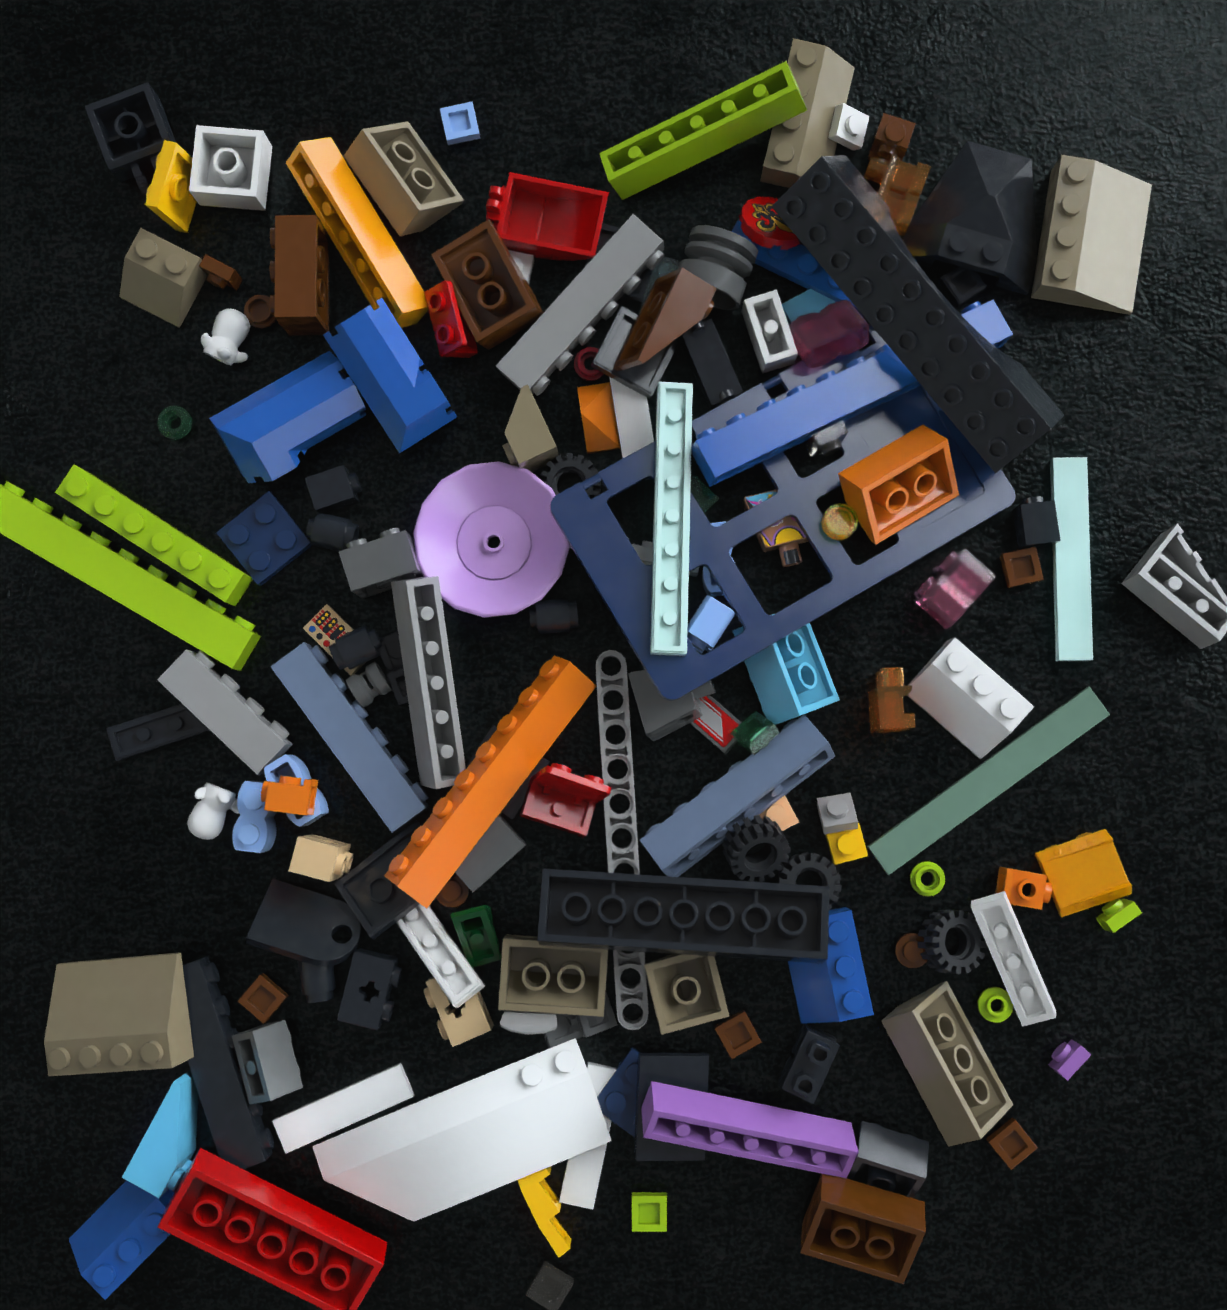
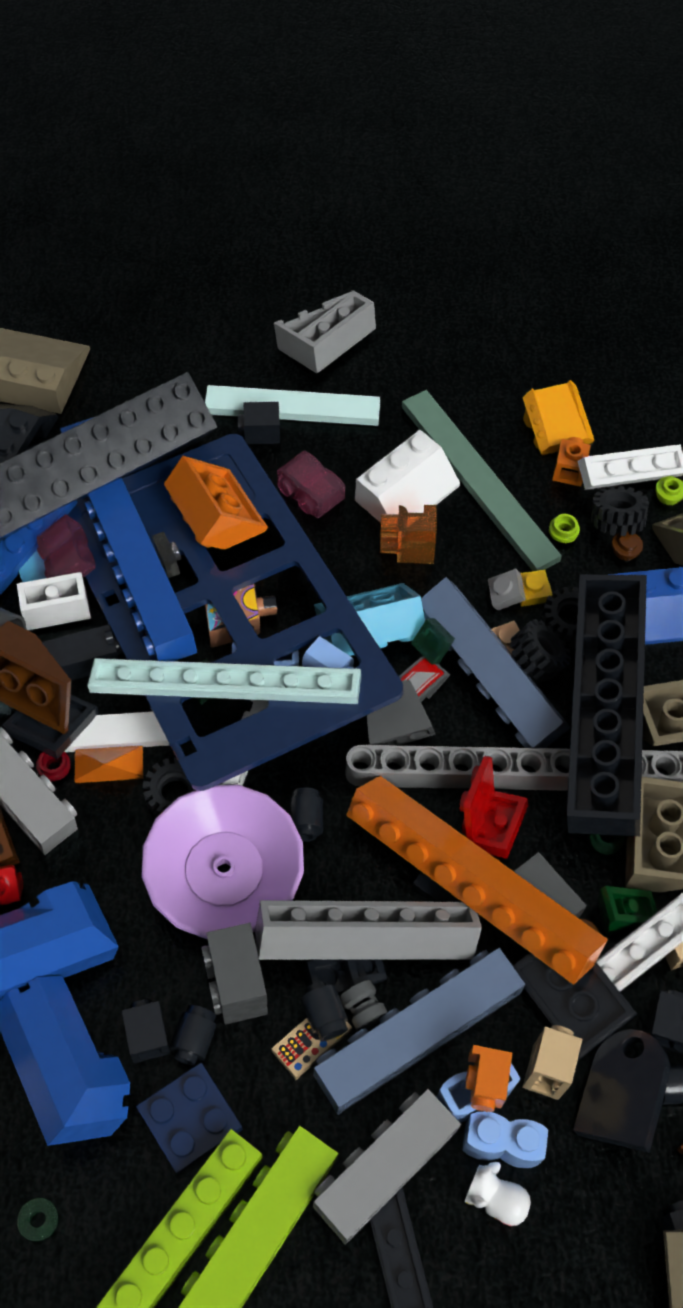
camera: 100 degrees left, 25 degrees down
(528, 436) = (115, 815): dark tan slope -> none
(839, 521) = (244, 552): clear neon green tile -> none
(1021, 567) = (296, 437): reddish brown plate -> none
(1117, 914) = (593, 398): lime plate -> none

